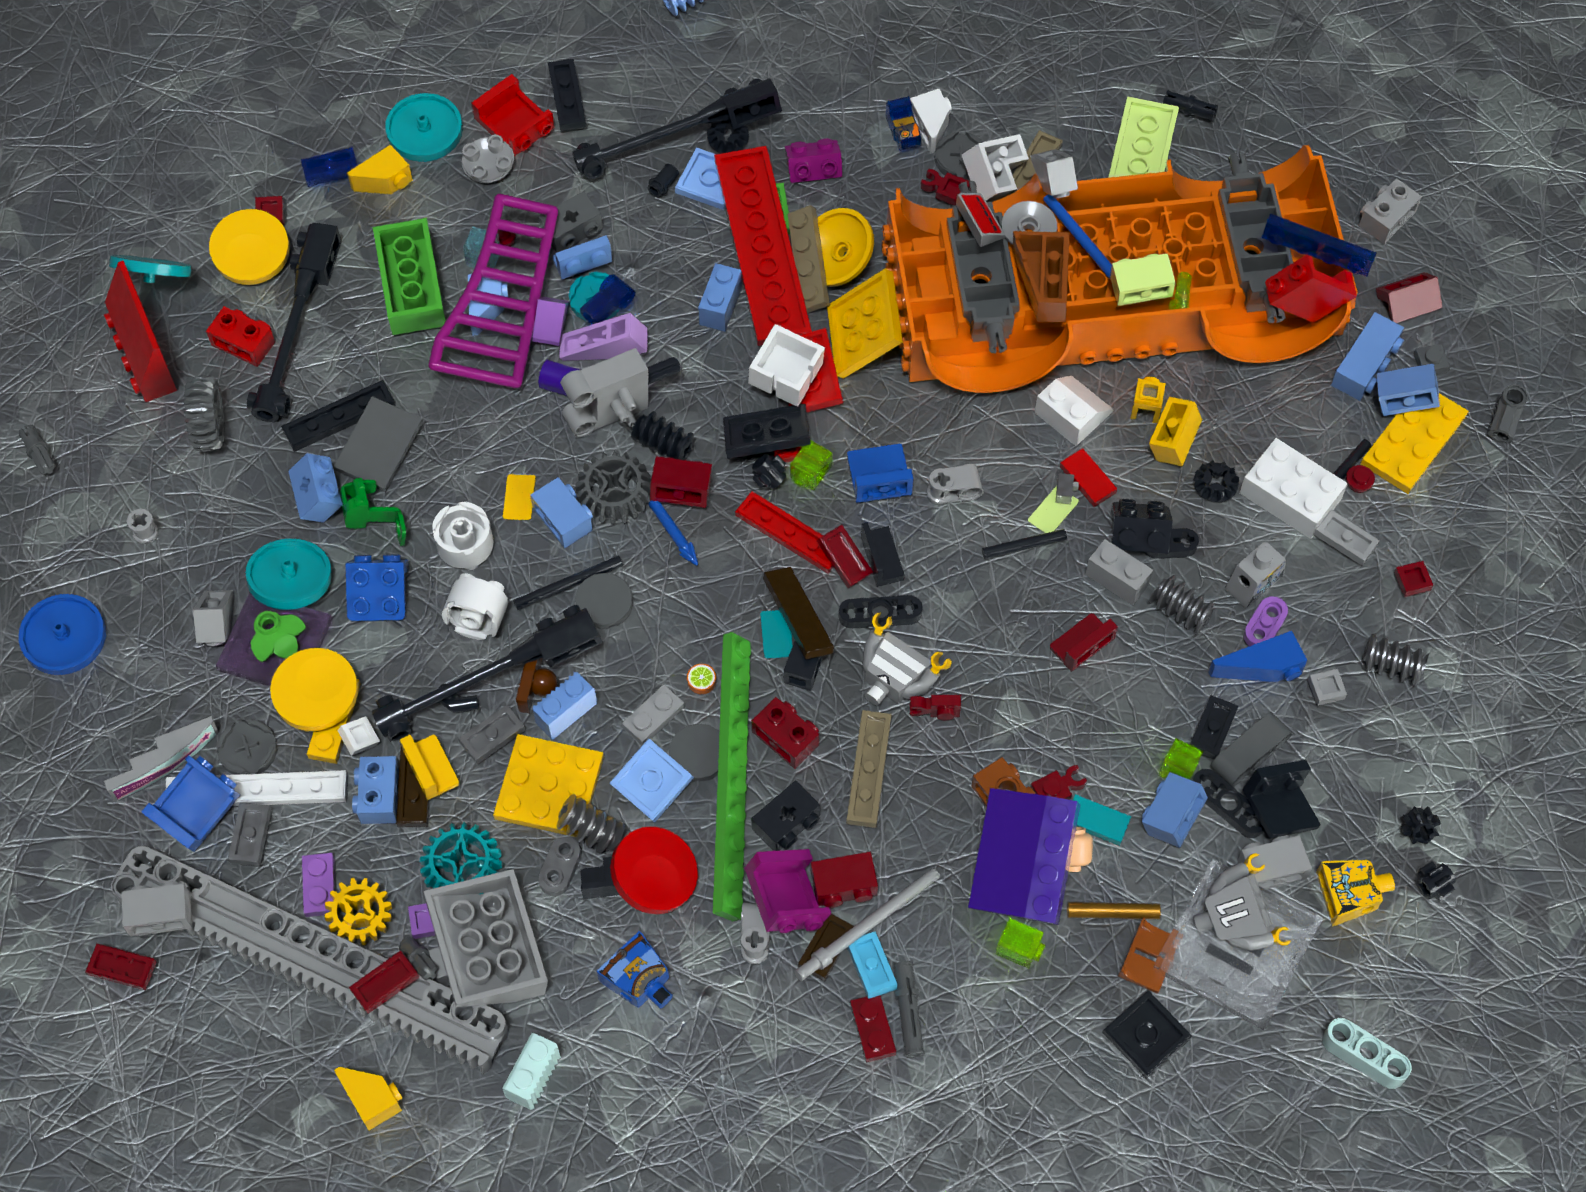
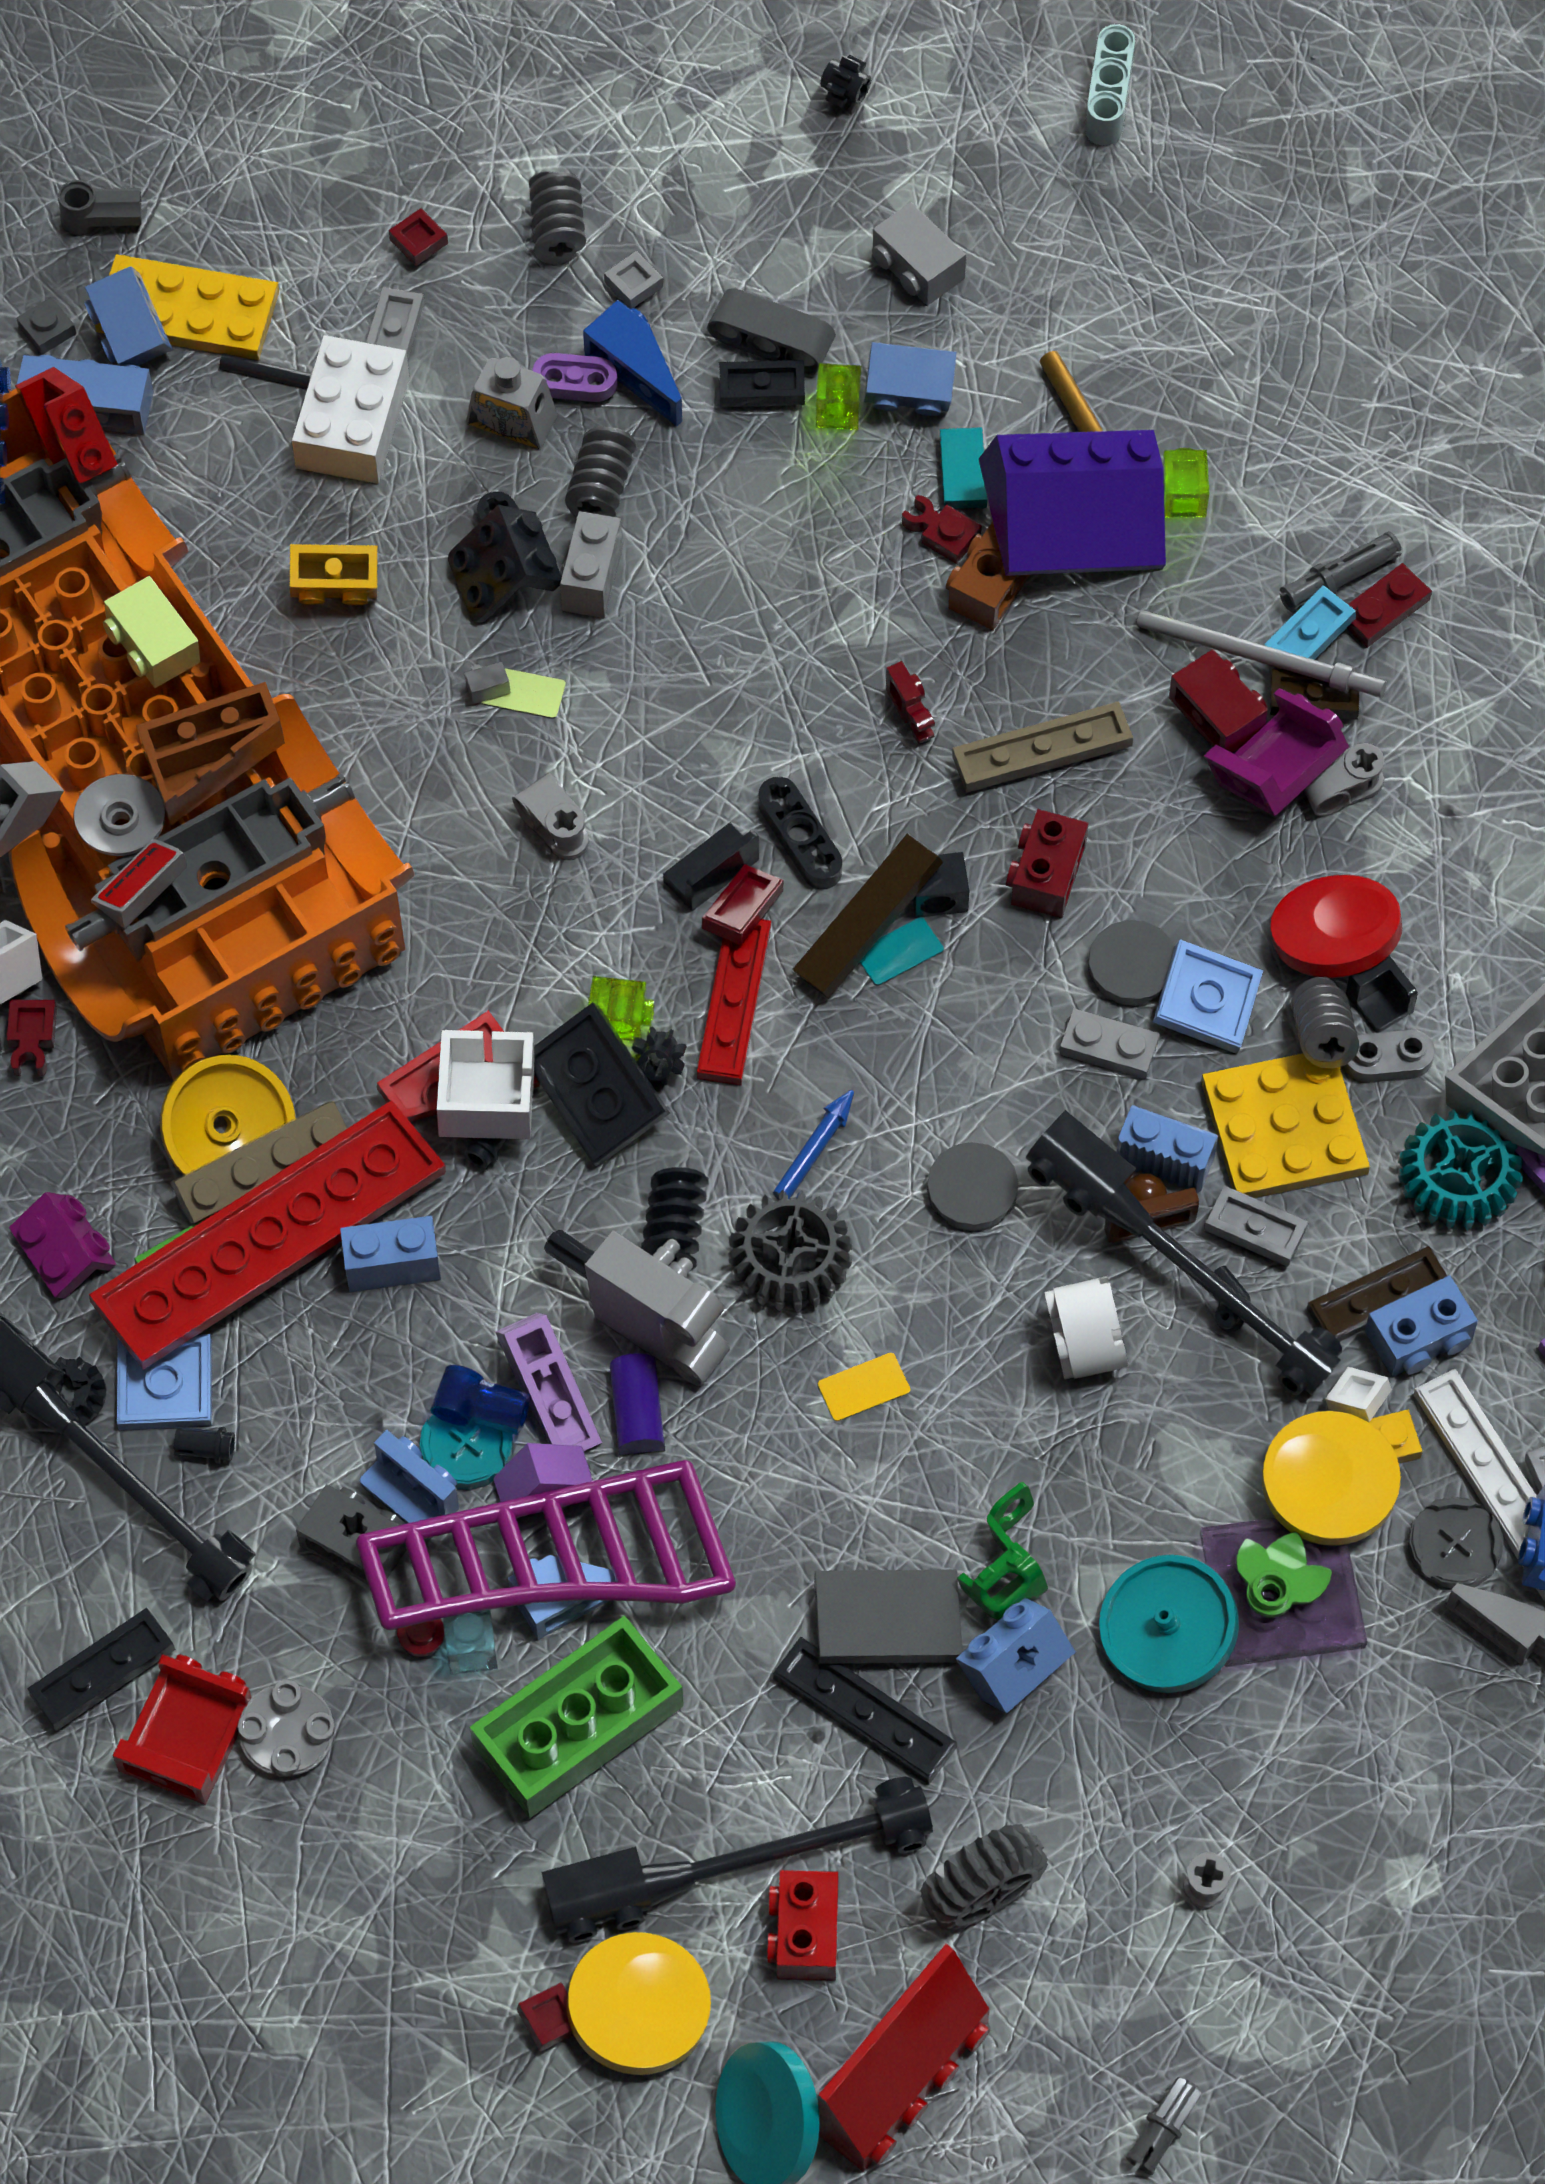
camera: 115 degrees left, 0 degrees up
(62, 634) = (1434, 1904): blue piece -> none
(213, 617) = (1289, 1692): light grey slope -> none
(328, 166) = (418, 1969): clear blue plate -> none
(376, 588) = (1115, 1493): blue bracket -> none
(381, 173) = (391, 1873): yellow slope -> none
(424, 127) = (264, 1868): teal piece -> none
(430, 765) = (1351, 1274): yellow panel -> none
(463, 535) = (976, 1431): white brick -> none
(562, 512) = (867, 1300): medium blue brick -> none
(566, 583) = (969, 1248): black bar -> none
(636, 973) = (1480, 889): torso -> none
(680, 481) = (739, 1157): dark red brick -> none
(701, 678) = (1022, 1008): tile -> none
(731, 778) = (1128, 905): bright green plate -> none
(790, 803) = (1148, 816): black brick -> none
(864, 323) = (354, 1018): yellow plate -> none
(879, 473) = (584, 916): blue bracket -> none
(897, 668) = (880, 766): light grey torso -> none
(1024, 543) = (598, 703): black bar -> none
(1071, 408) = (355, 716): white slope -> none
(1079, 234) = (101, 749): blue bar -> none
(1083, 641) = (714, 573): dark red panel -> none
(1091, 479) = (444, 671): red tile -> none
(1138, 968) = (1137, 341): dark orange piece -> none
(1147, 1034) = (1215, 316): black tile -> none
(1148, 396) = (288, 632): yellow window -> none
(1182, 292) = (161, 579): clear neon green arm -> none
(1216, 492) = (382, 525): black gear -> none
(1229, 815) = (855, 318): black beam -> none
(1230, 976) = (1052, 250): clear tile -> none
(1239, 910) = (1012, 253): light grey torso -> none
(1279, 800) = (833, 269): black bracket -> none
(1352, 888) = (907, 163): yellow torso -> none
(1360, 478) = (288, 346): dark red plate -> none
(1420, 825) = (779, 119): black gear -> none

